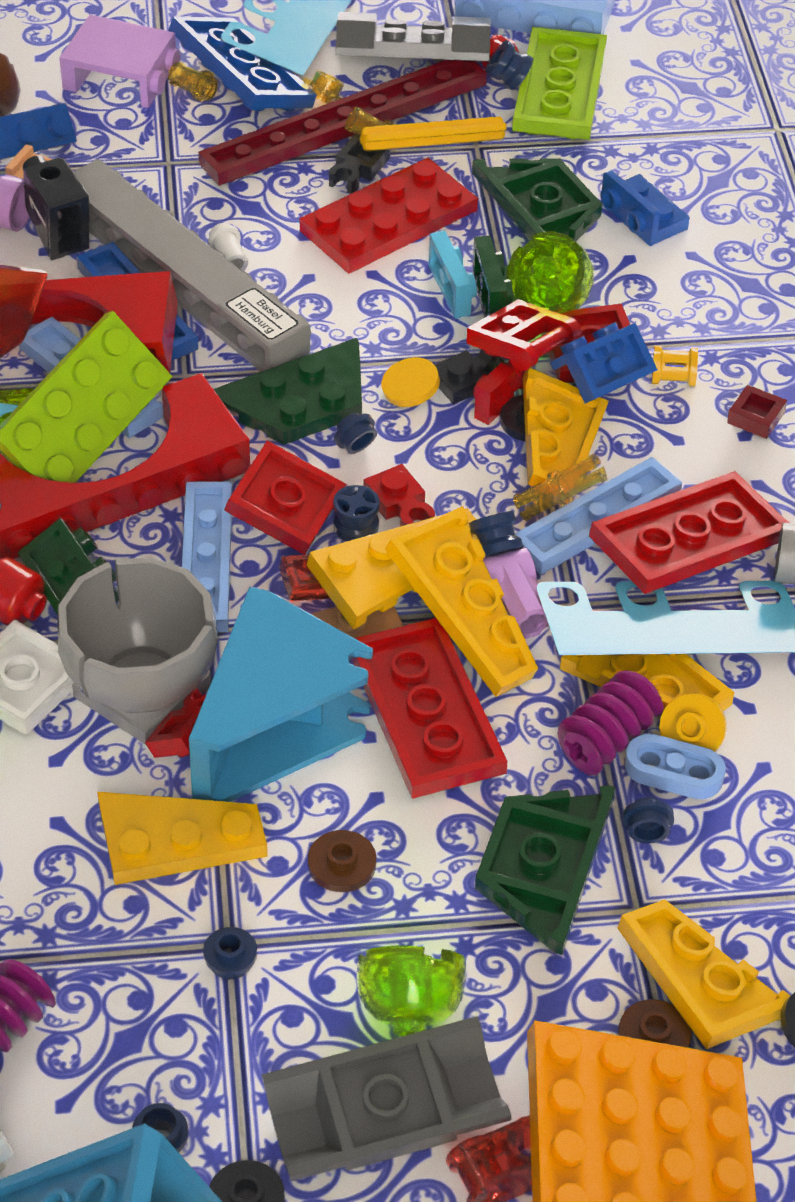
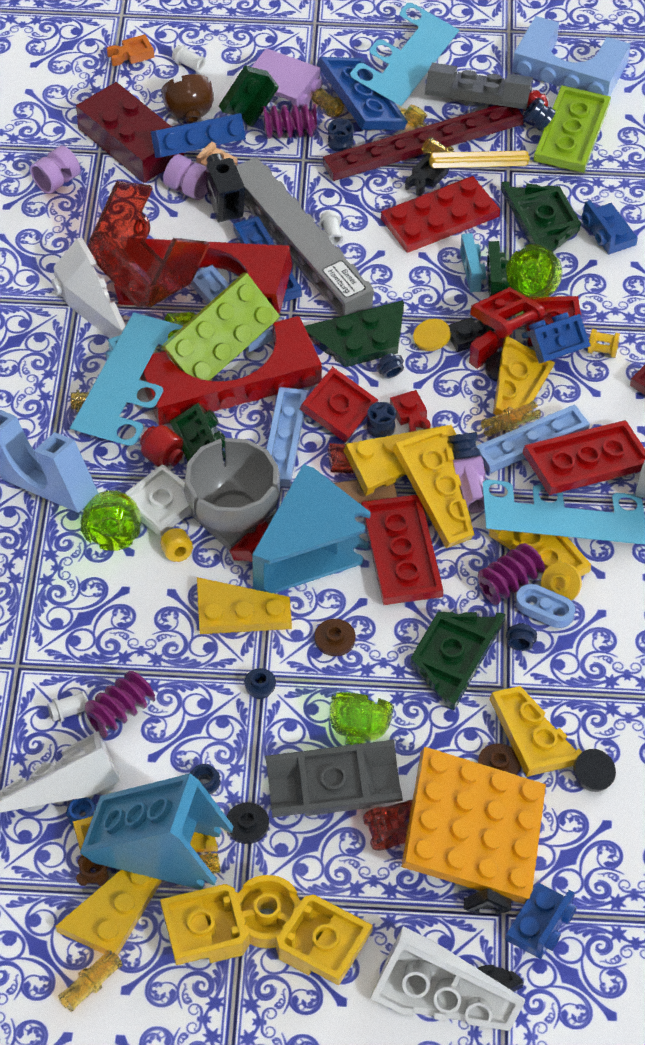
camera: 10 degrees right, 5 degrees up
(55, 744) = (176, 545): none -> yellow piece
(74, 75) = (249, 94): none -> dark green bracket
(140, 108) = (290, 121): none -> magenta piece
(219, 120) = (340, 134): none -> dark blue wheel

